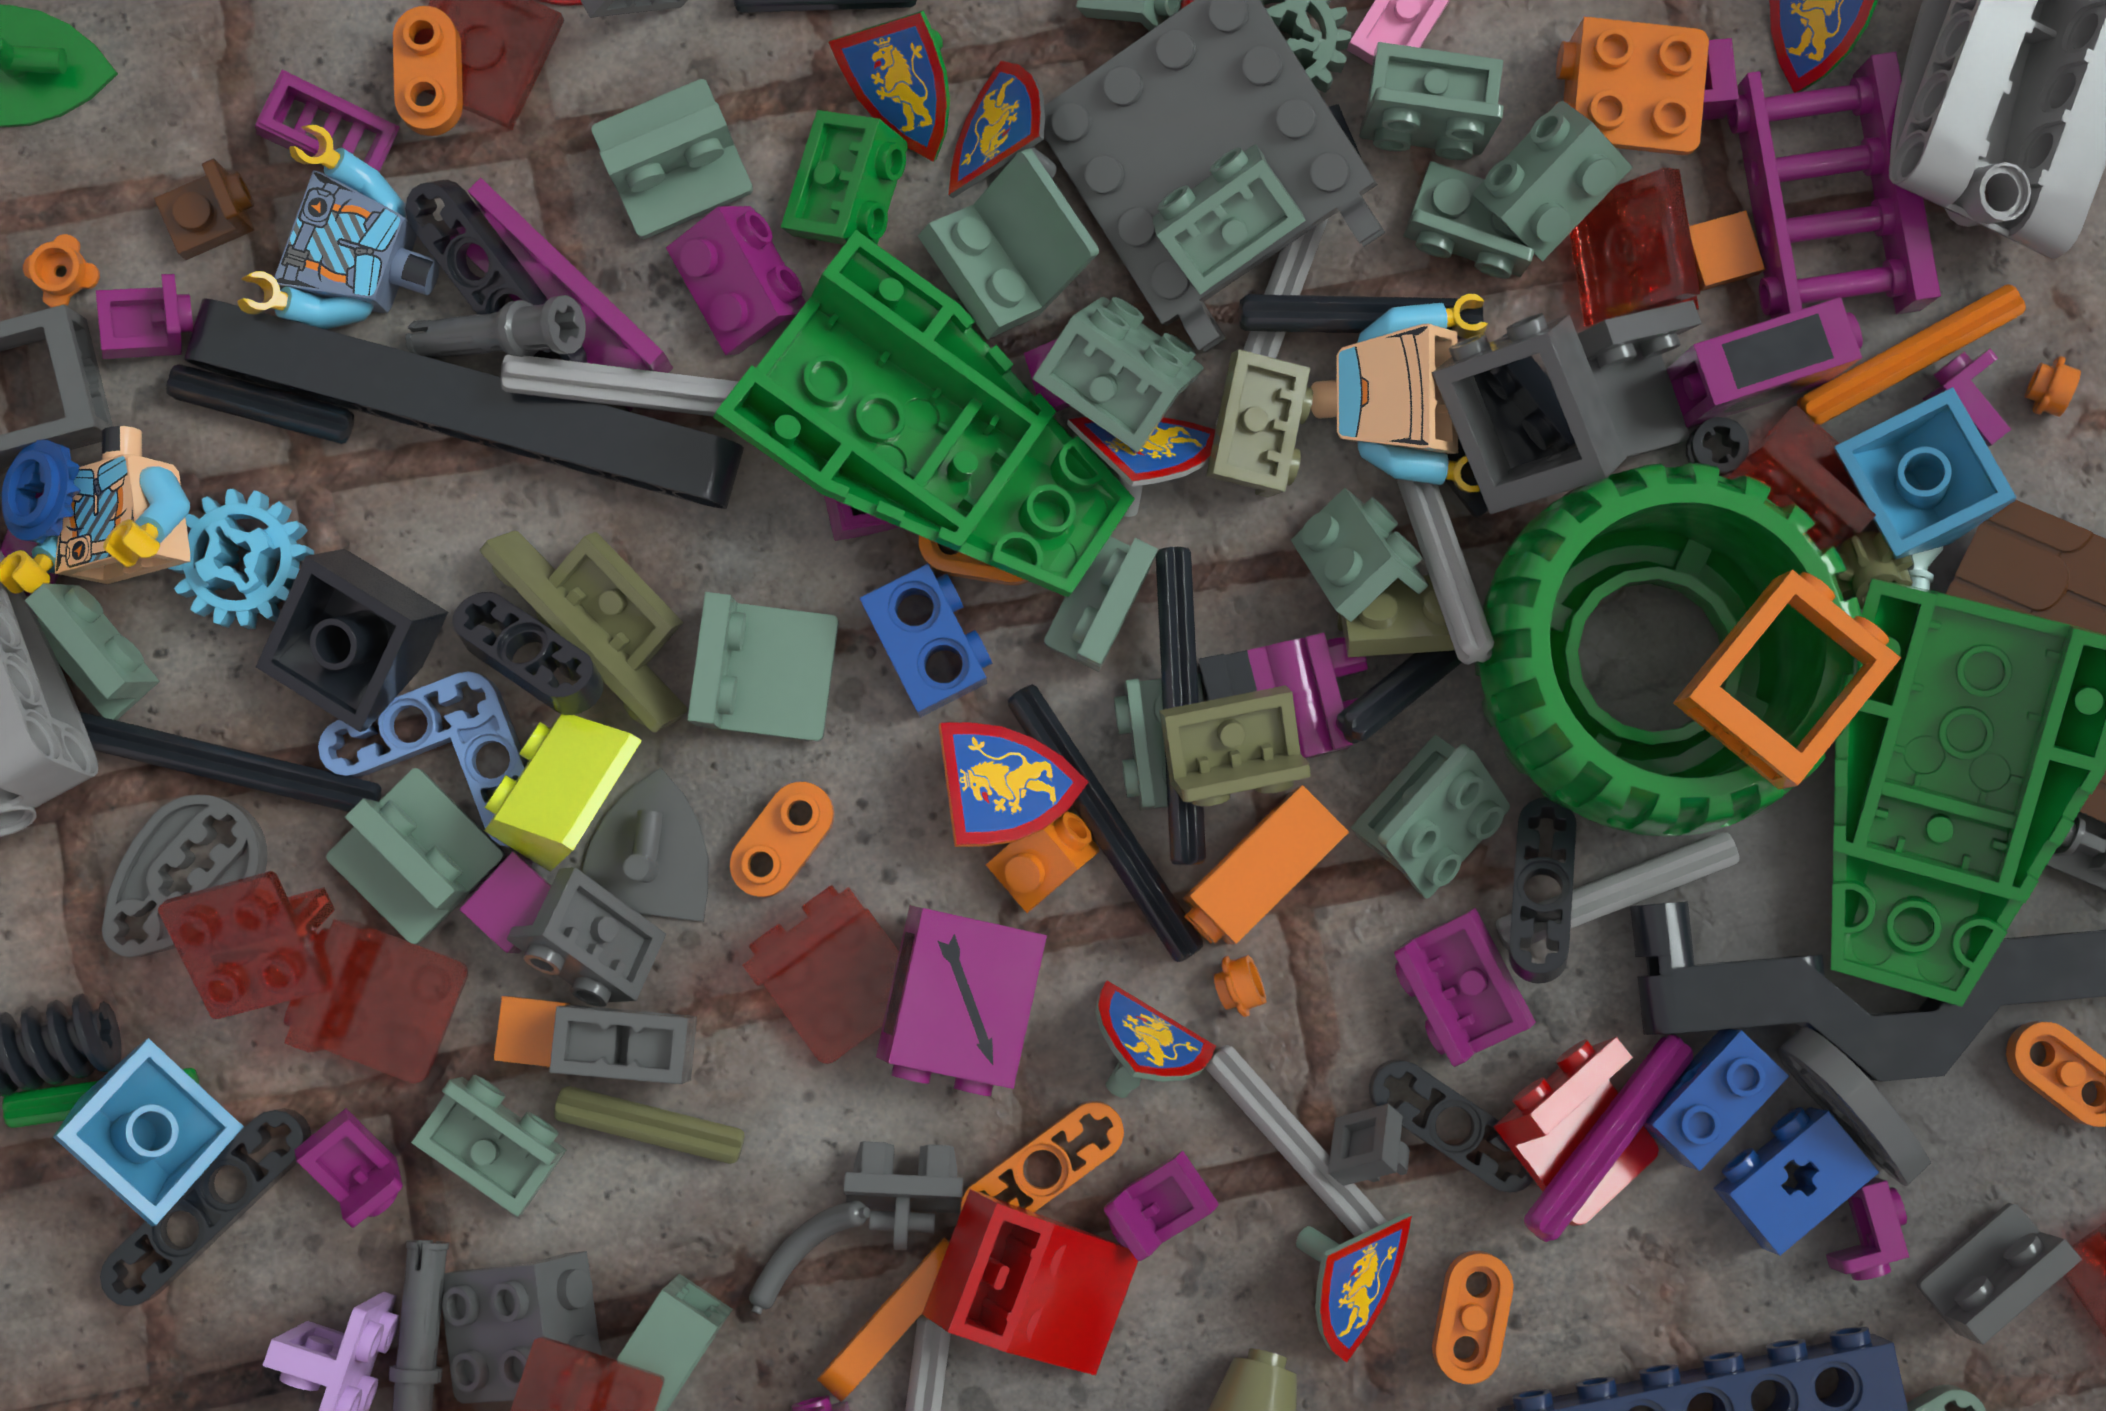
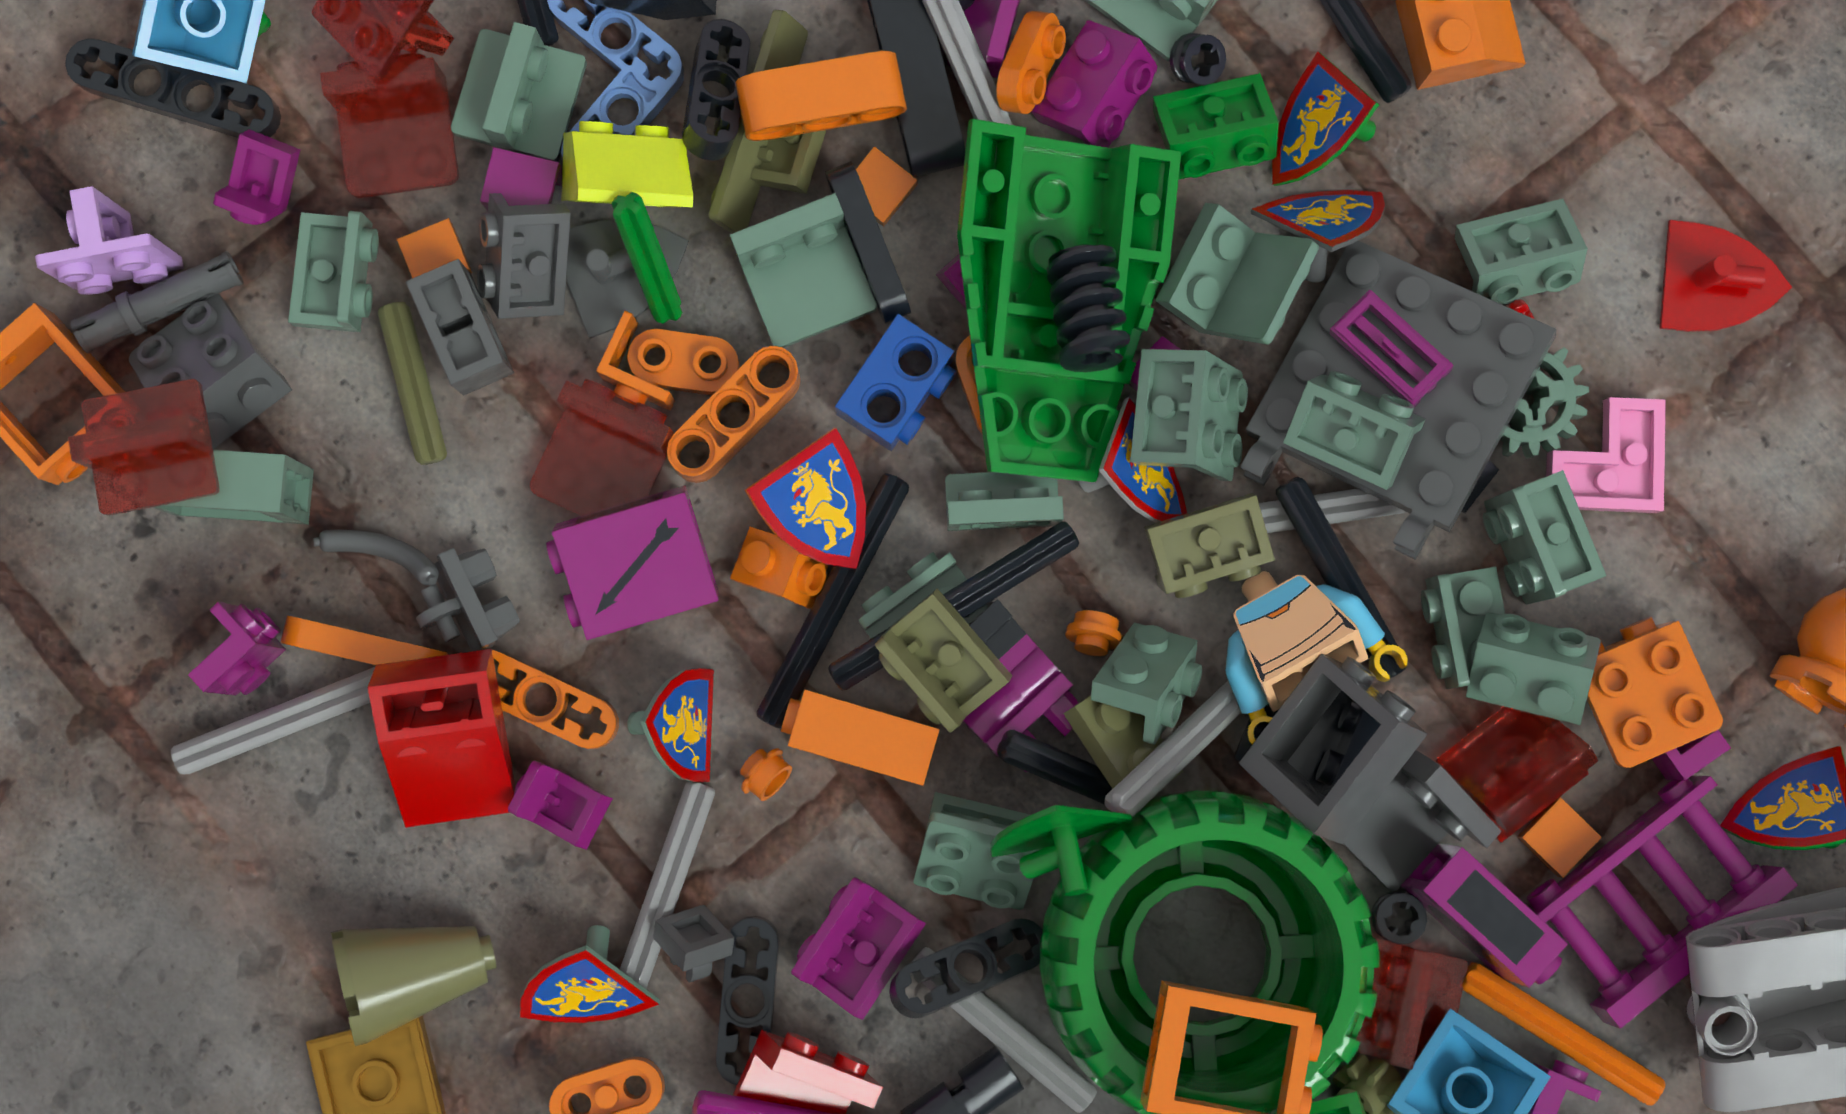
camera: 60 degrees right, 0 degrees up
(597, 551) = (821, 95): none -> orange beam
(663, 815) = (646, 257): none -> green axle
(683, 336) = (1029, 62): none -> orange plate
(715, 547) = (884, 184): none -> orange tile
(751, 162) = (1204, 72): none -> black bush
(769, 587) = (868, 242): none -> black beam
(778, 908) = (628, 386): none -> orange bracket
(847, 791) = (742, 388): none -> orange beam
(959, 410) = (1083, 305): none -> black piece
(1172, 162) = (1374, 364): none -> magenta tile
(1280, 584) = (1094, 632): none -> orange plate
(1496, 729) = (1058, 833): none -> green shield

